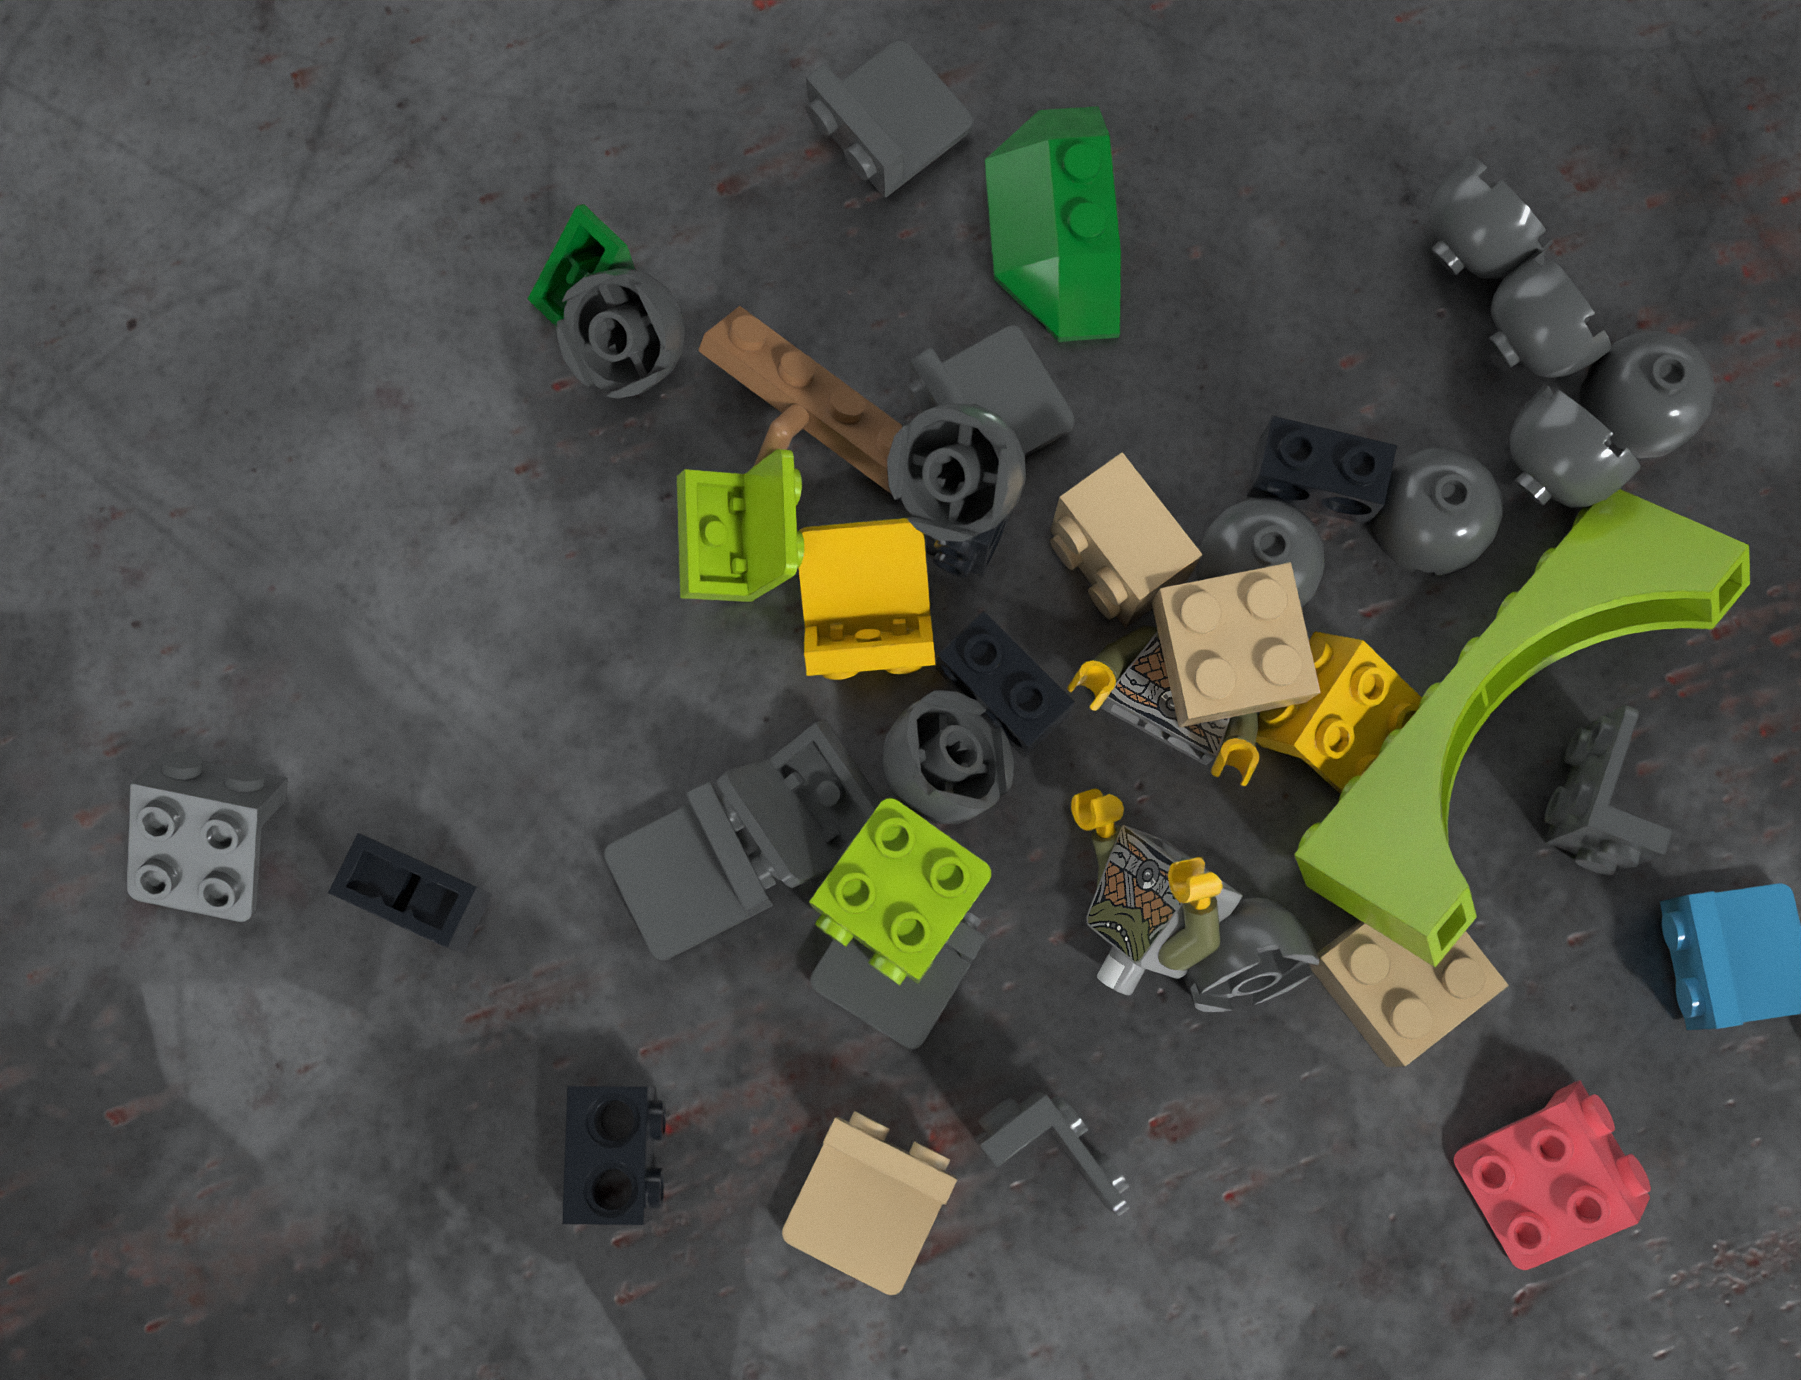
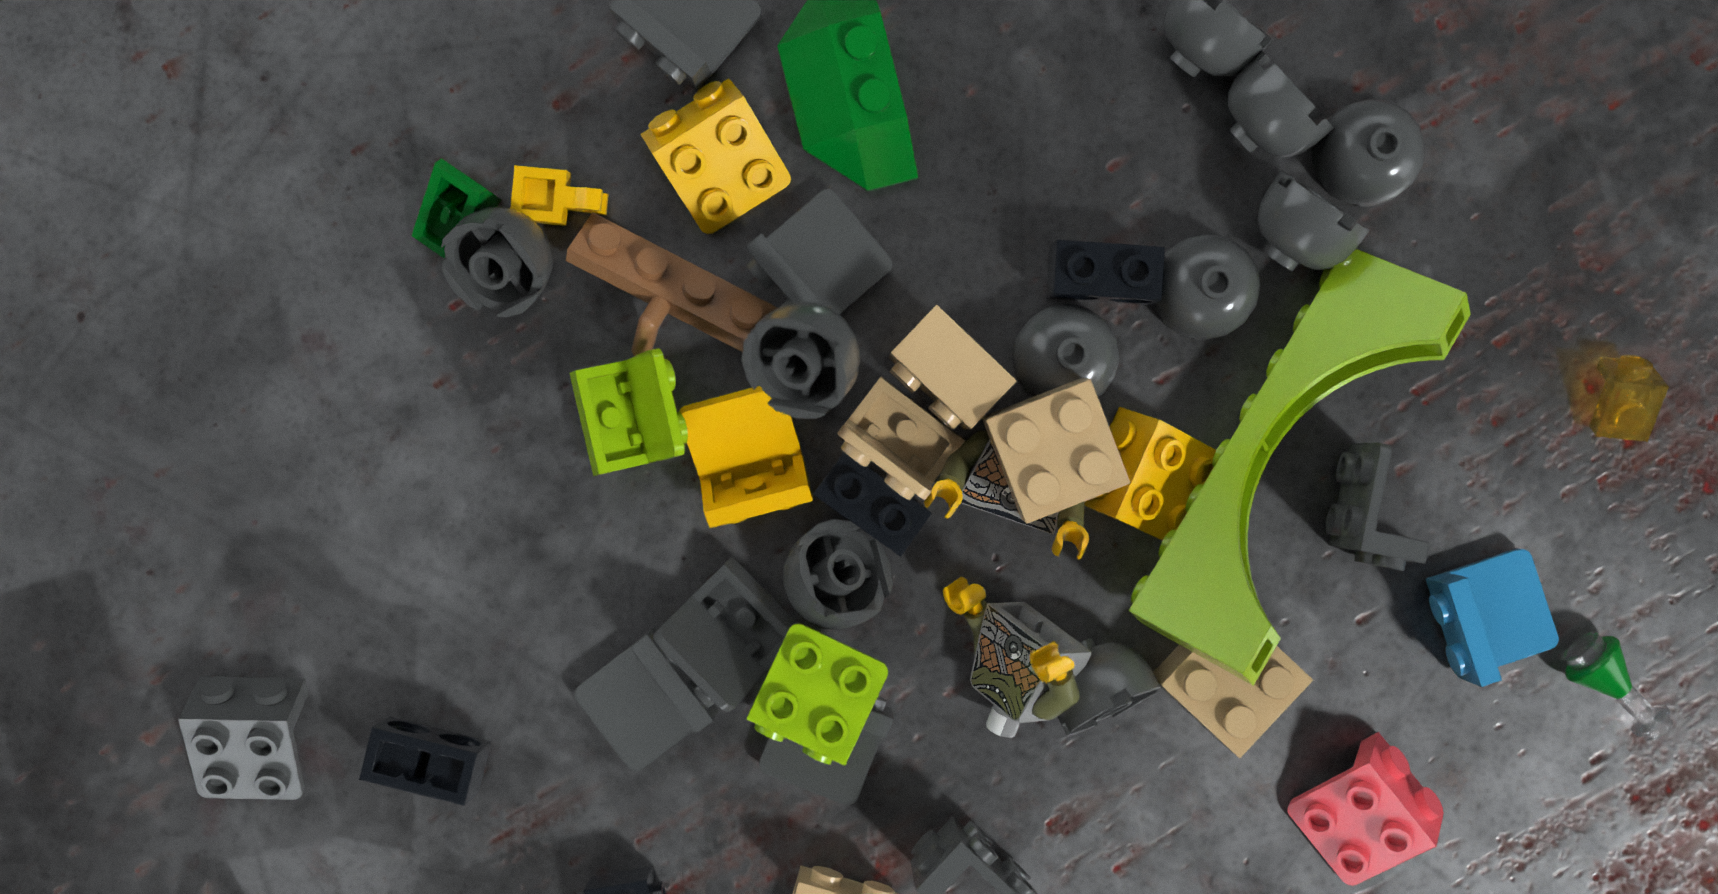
camera: 10 degrees left, 10 degrees up
(697, 278) = (547, 195): none -> yellow plate
(895, 269) = (716, 155): none -> yellow bracket
(1049, 612) = (899, 439): none -> tan bracket

